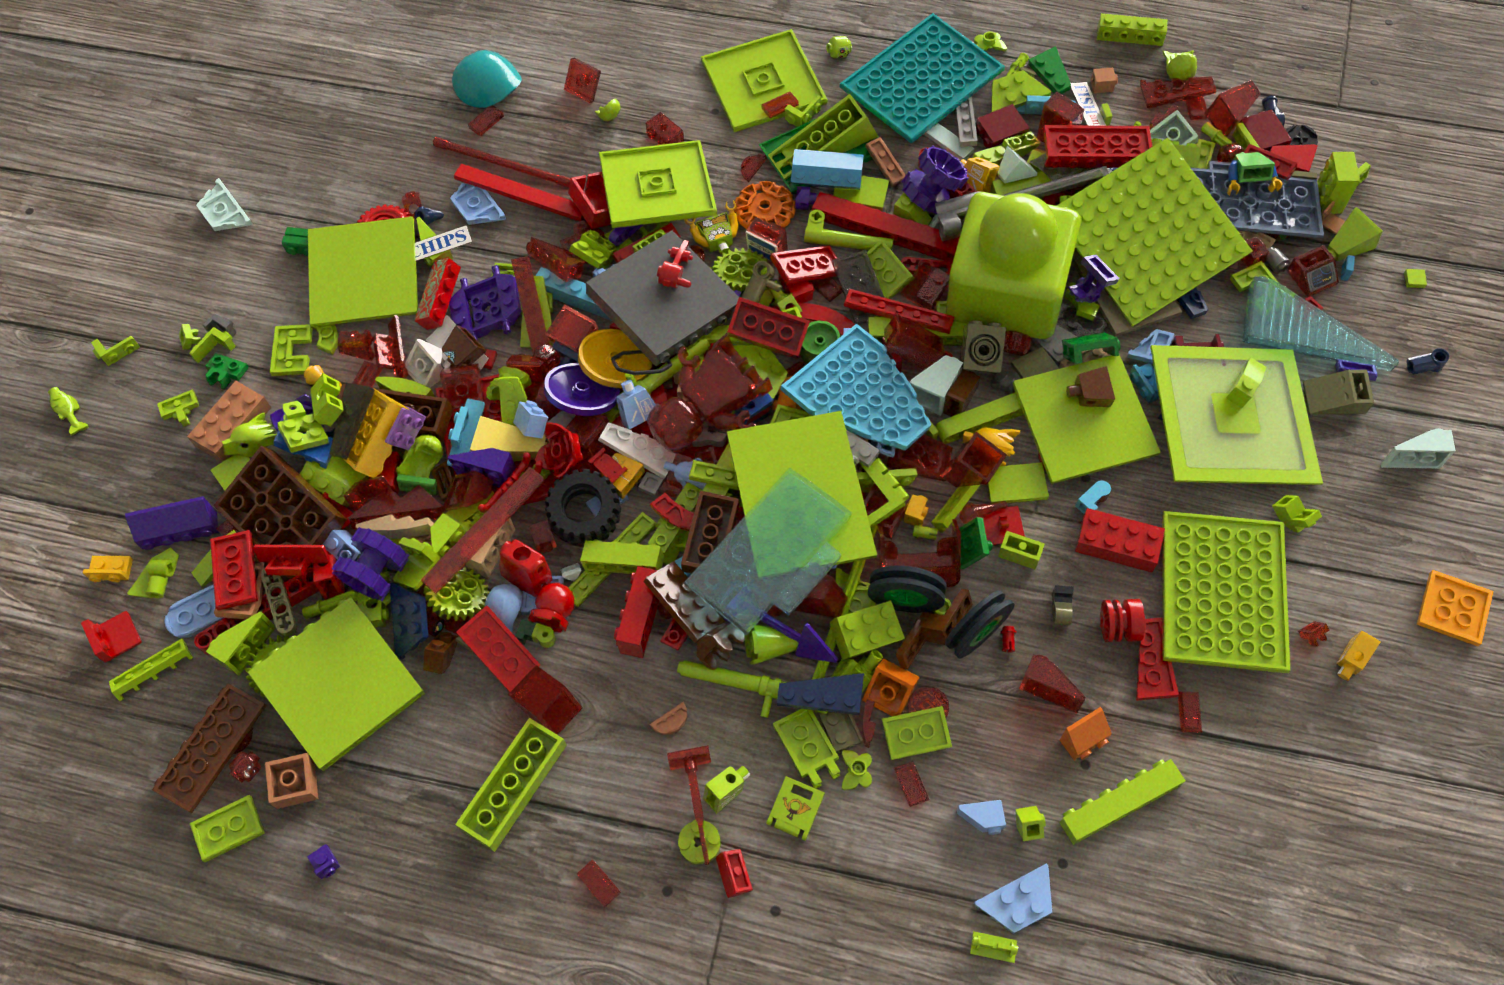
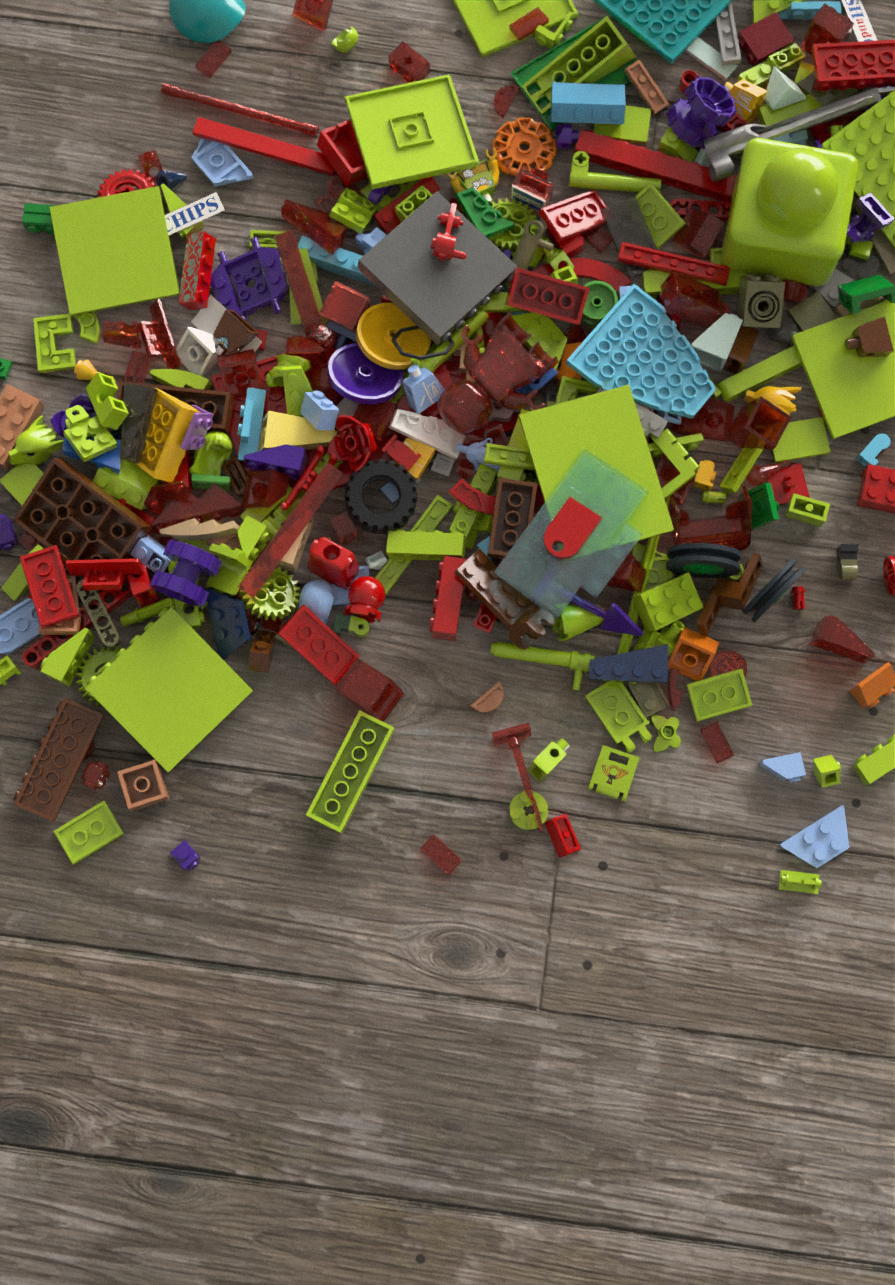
camera: 10 degrees left, 15 degrees up
(716, 257) = (481, 214): none -> green wing
(767, 542) = (570, 527): none -> red tile
(1106, 113) = (873, 17): lime tile -> none

